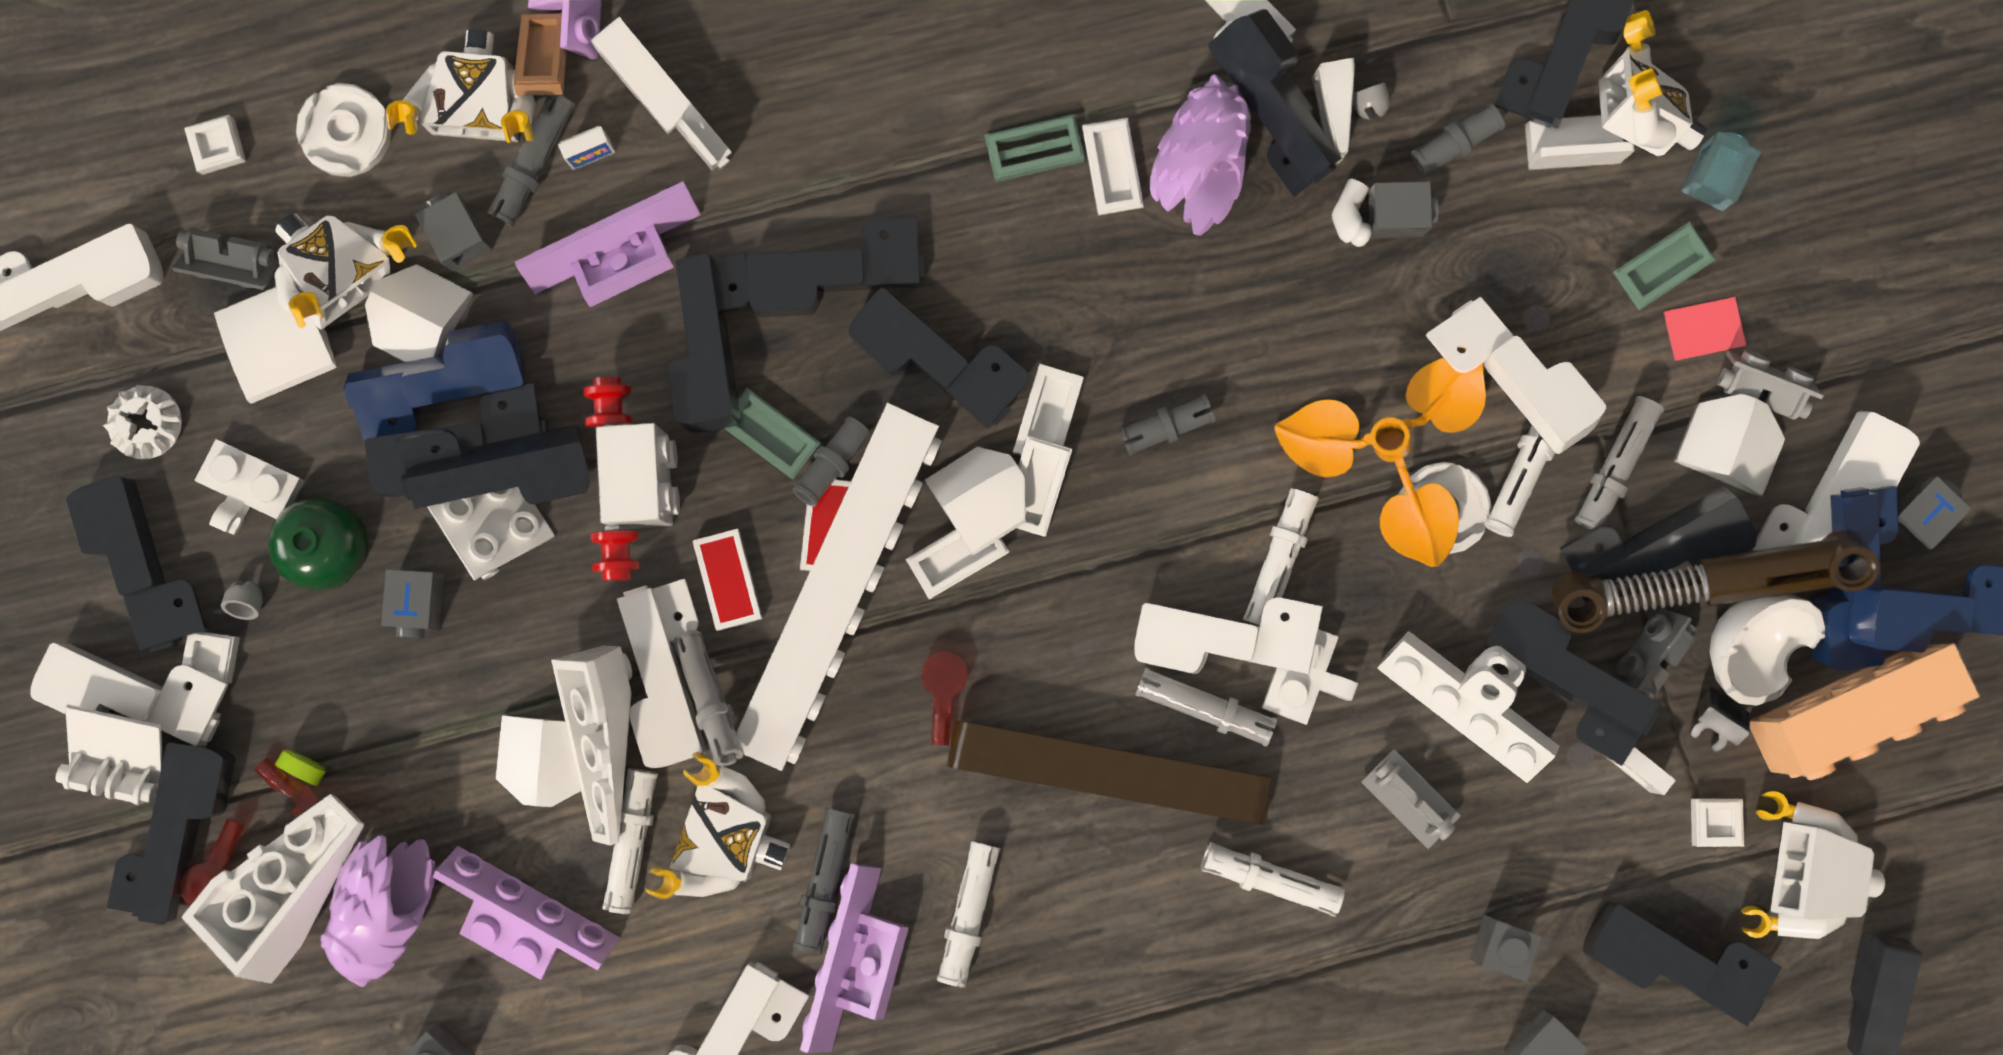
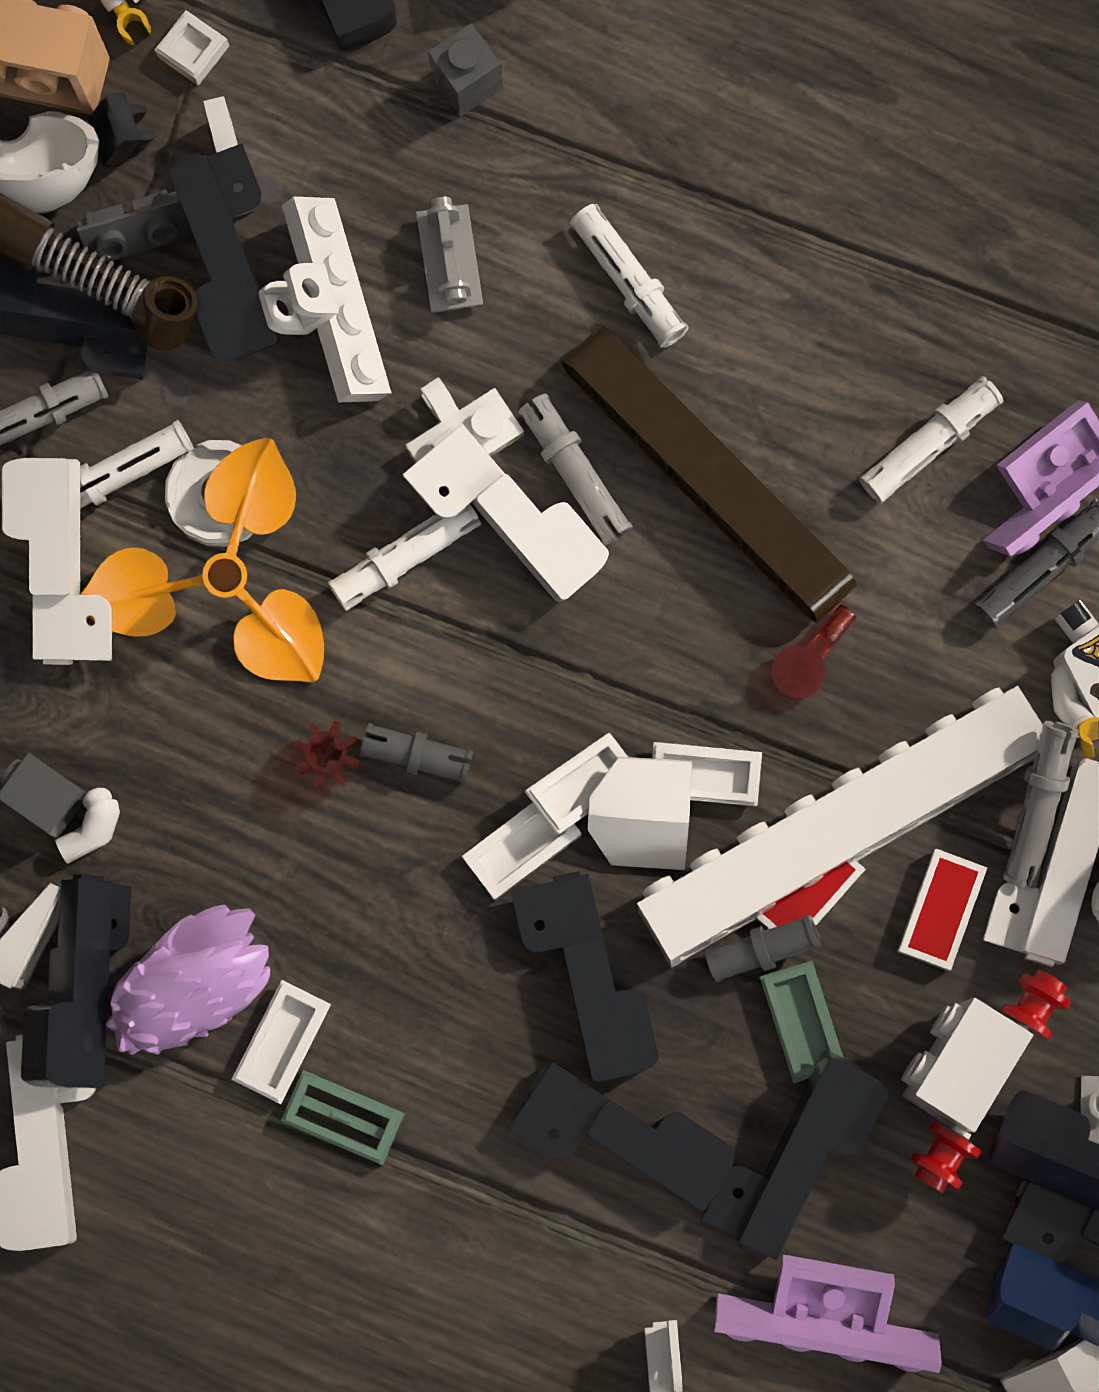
camera: 140 degrees left, 5 degrees down
(1232, 366) = (334, 768): none -> clear red gear

